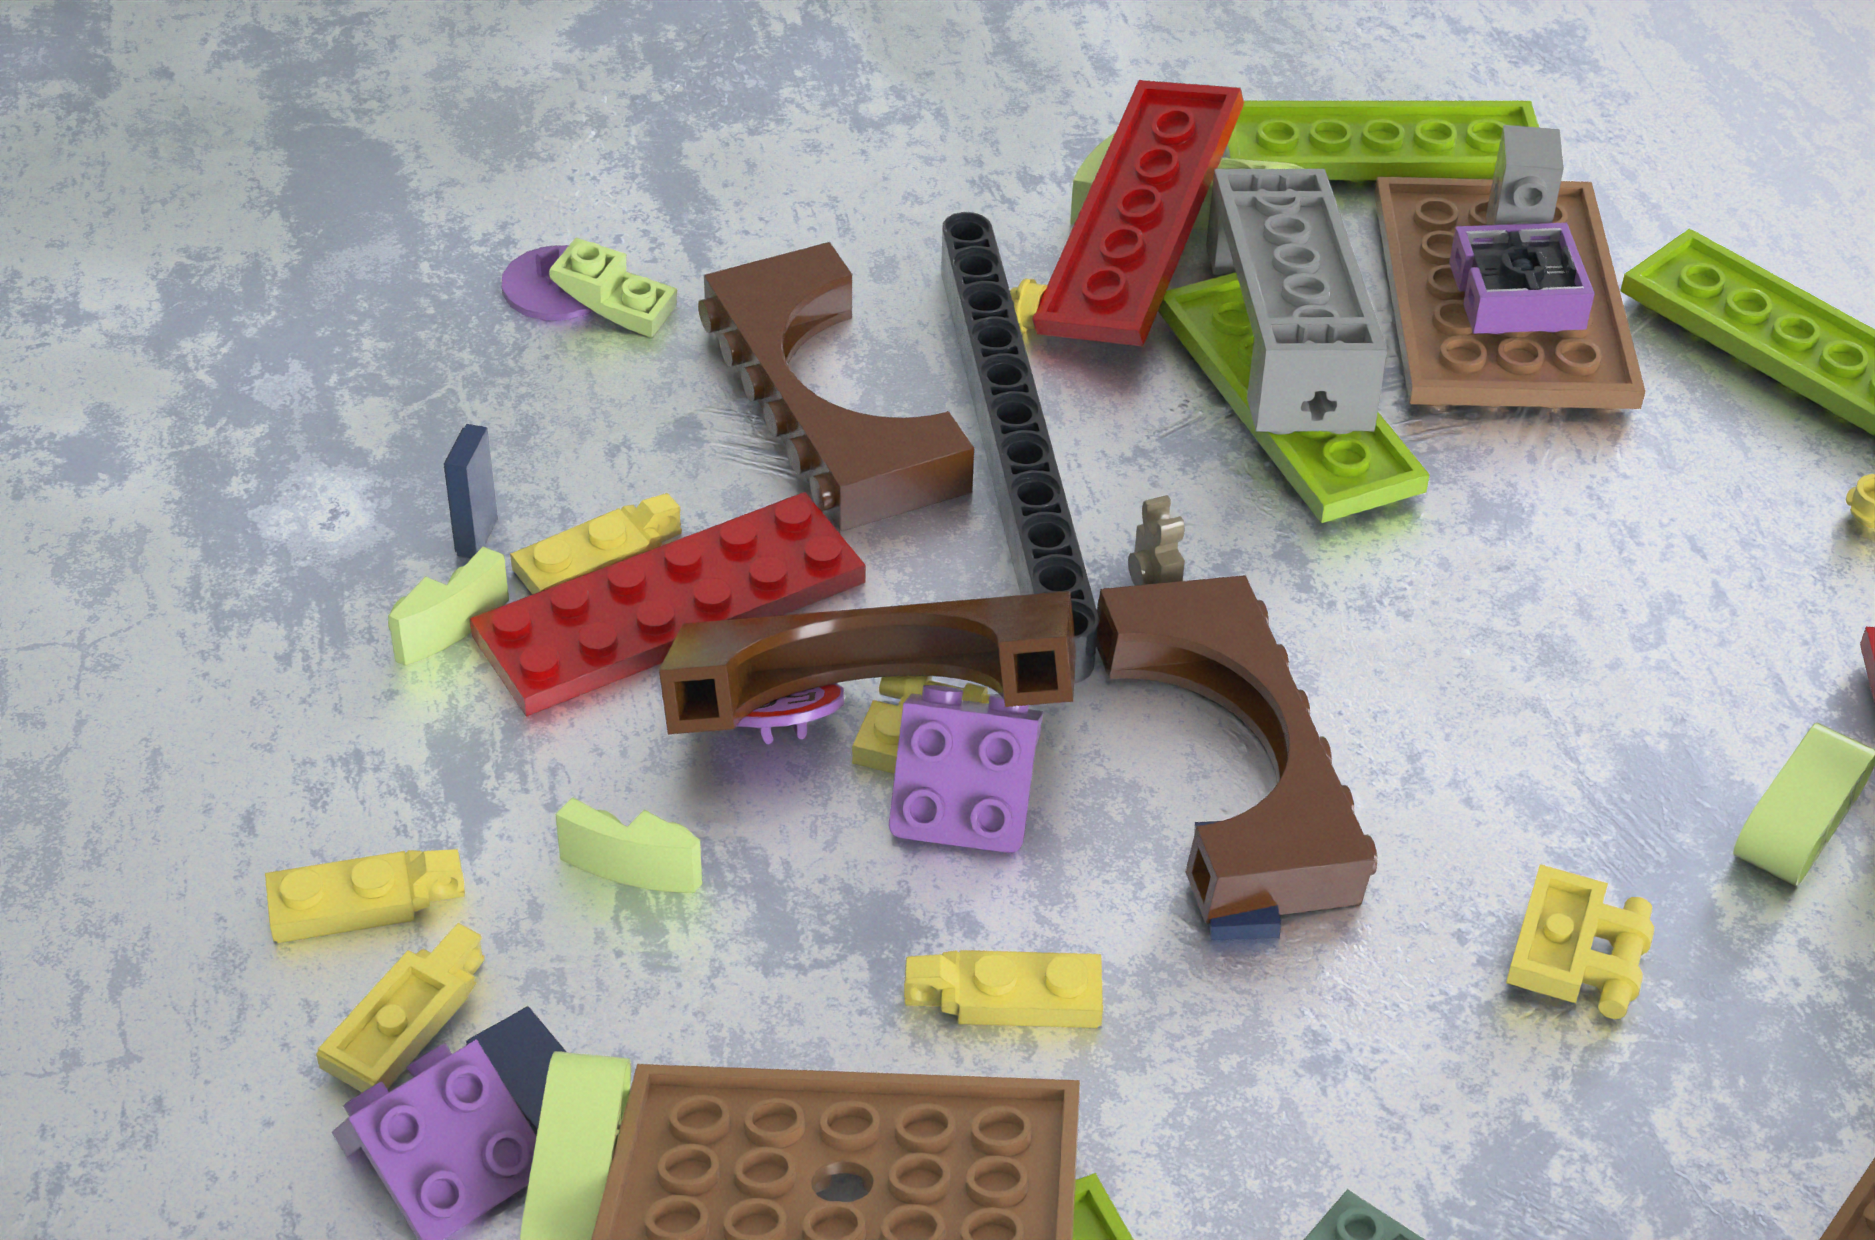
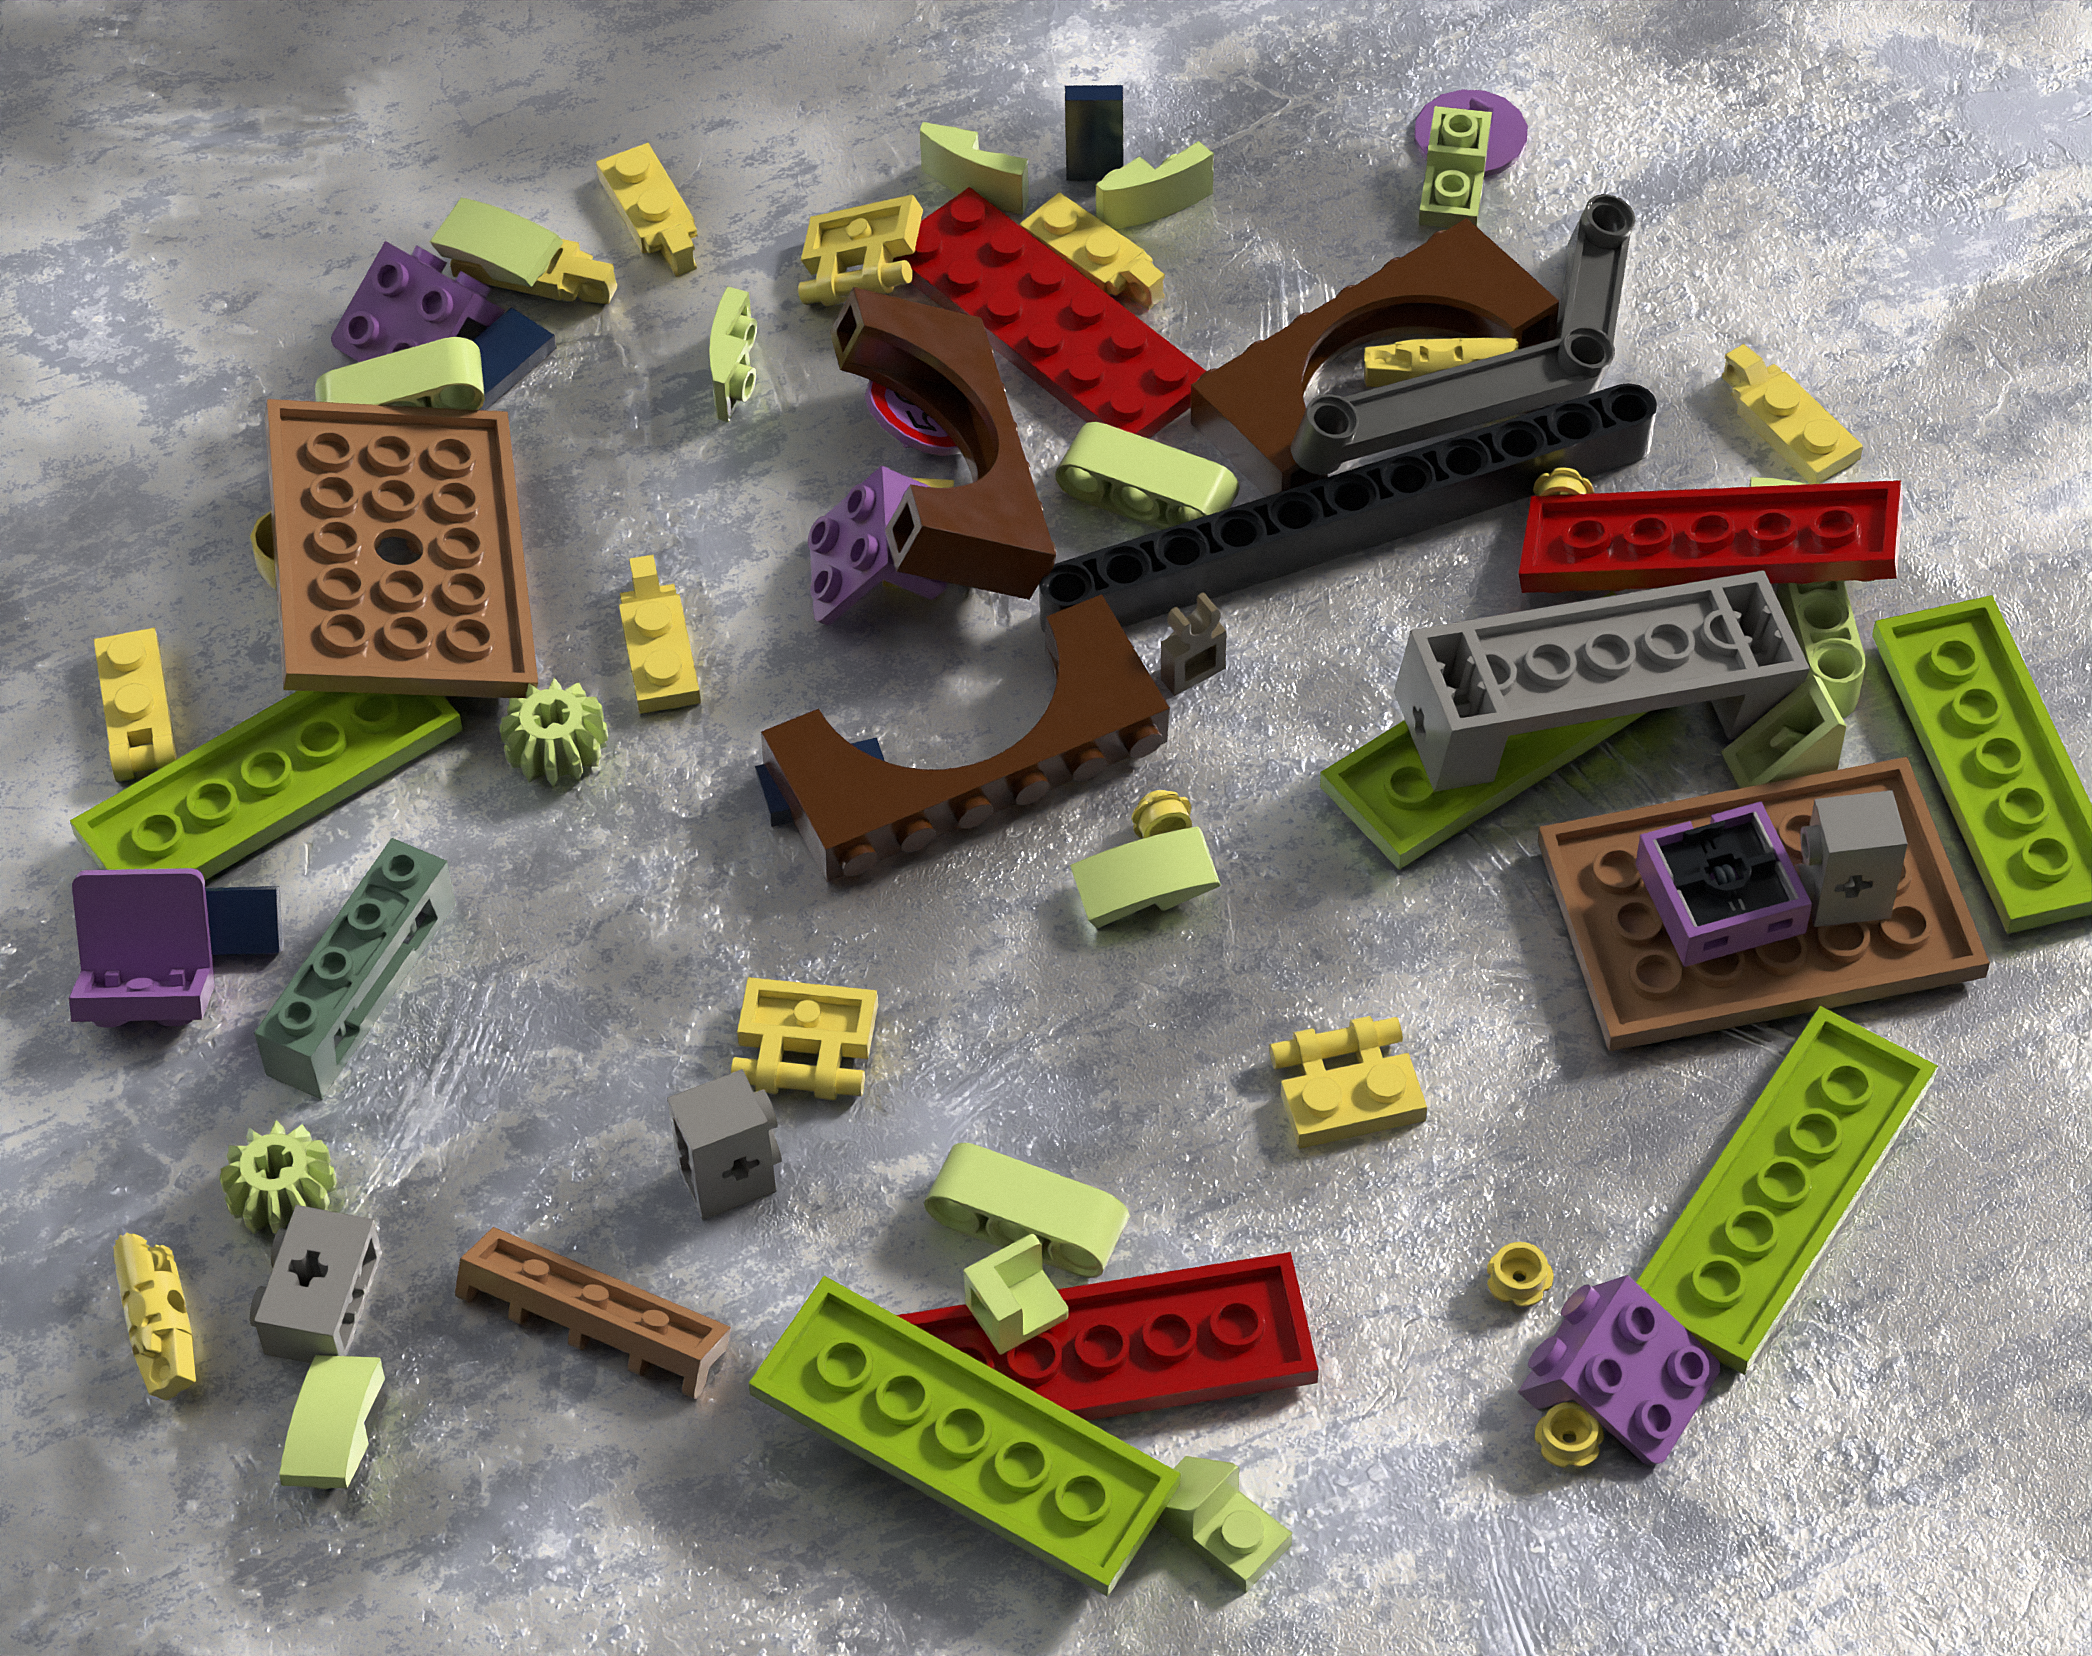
camera: 80 degrees right, 10 degrees up
(391, 1009) = (498, 240): none -> yellowish green slope
(516, 701) = (859, 236): none -> light yellow plate
(541, 495) = (1146, 194): none -> yellowish green slope
(851, 343) = (1424, 356): none -> light yellow hinge
(892, 267) = (1494, 387): none -> dark grey piece
(928, 554) = (1143, 478): none -> yellowish green beam
(979, 171) = (1789, 417): none -> light yellow hinge
(1136, 1090) = (554, 732): none -> yellowish green gear
(1345, 628) = (1161, 813): none -> light yellow plate
(1360, 210) = (1791, 740): none -> yellowish green slope
(1420, 650) = (1145, 872): none -> yellowish green slope
(1677, 565) = (1351, 1098): none -> light yellow plate
(1751, 1003) = (724, 1143): none -> light grey brick

